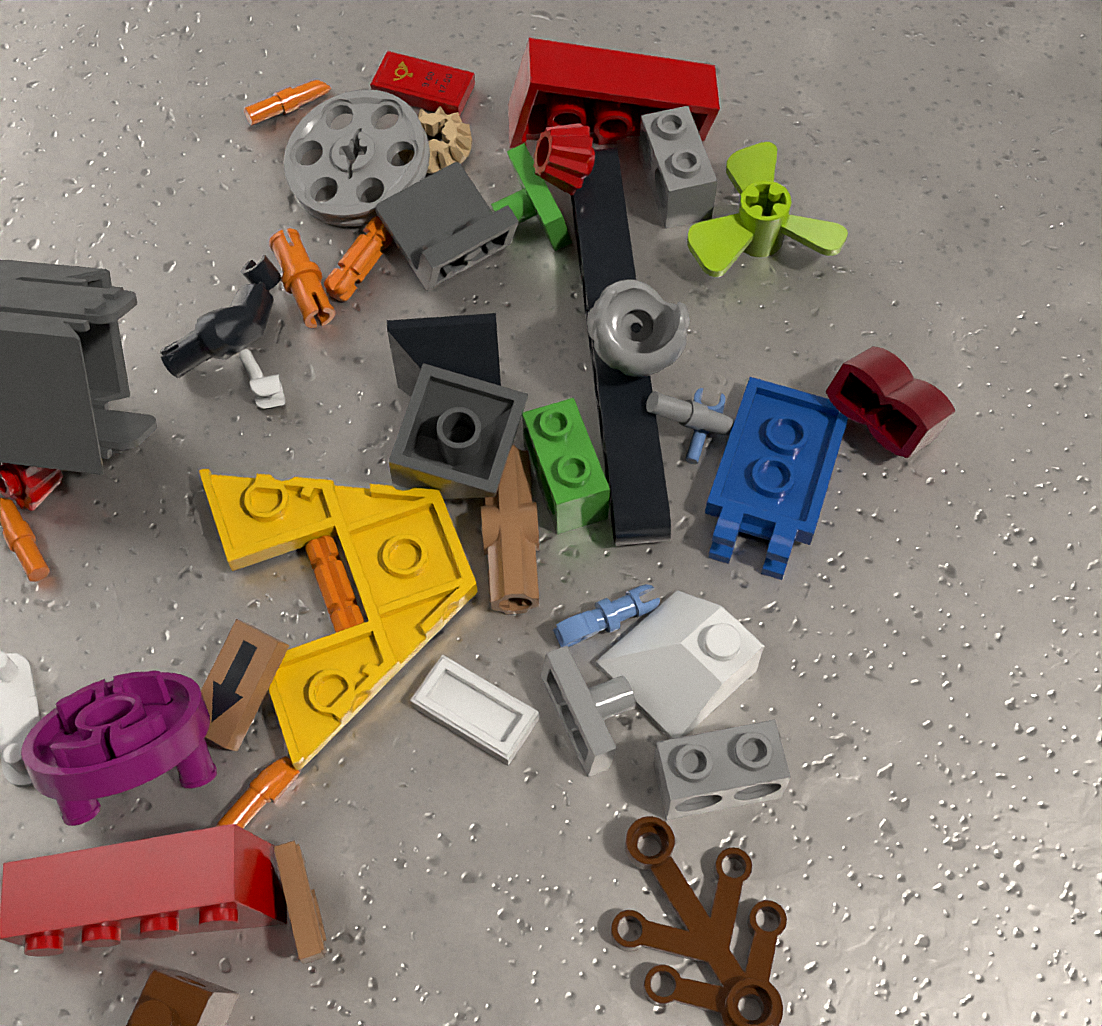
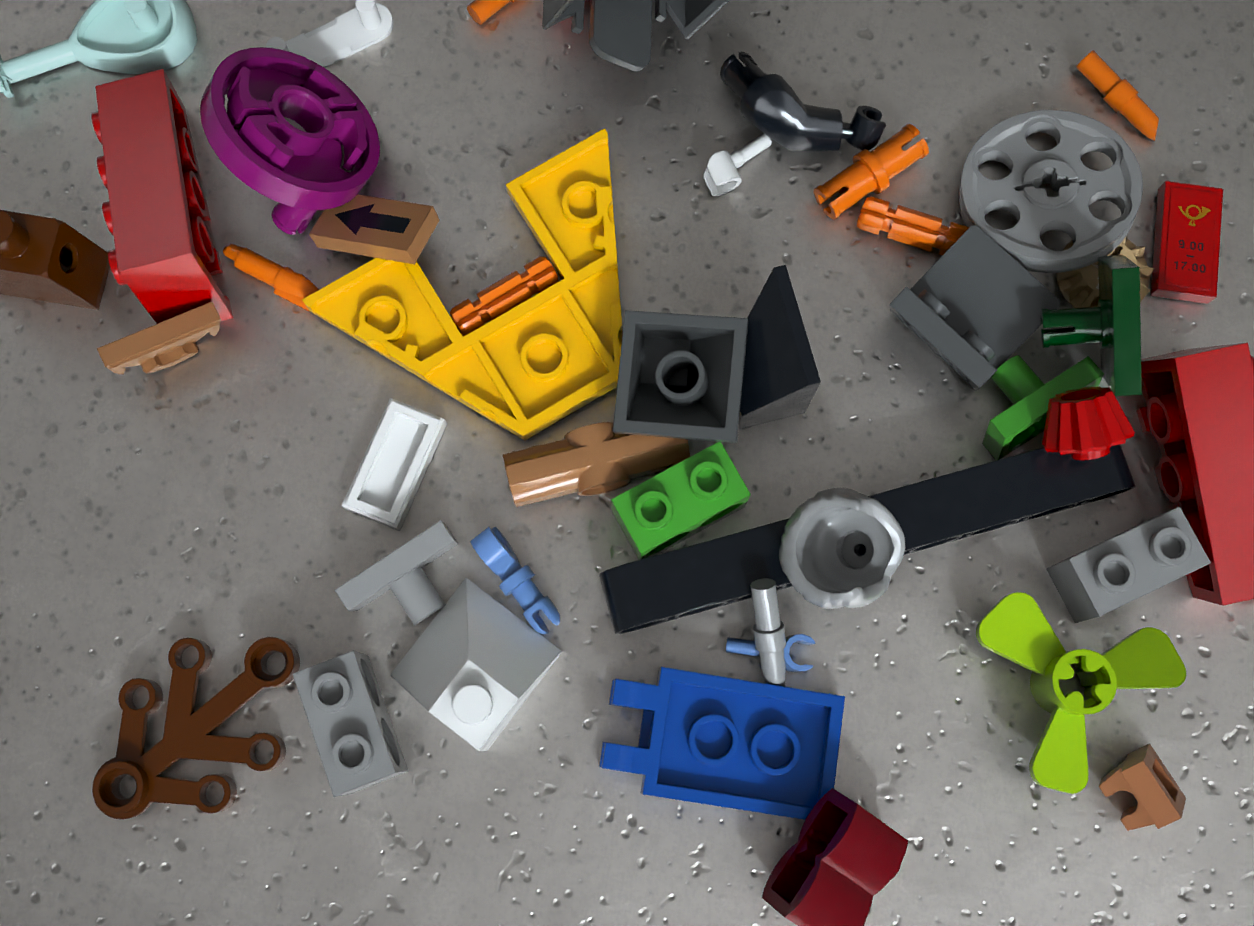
camera: 80 degrees right, 15 degrees up
(486, 123) = (1111, 324): none -> dark green tile
(852, 186) = (1152, 785): none -> nougat tile

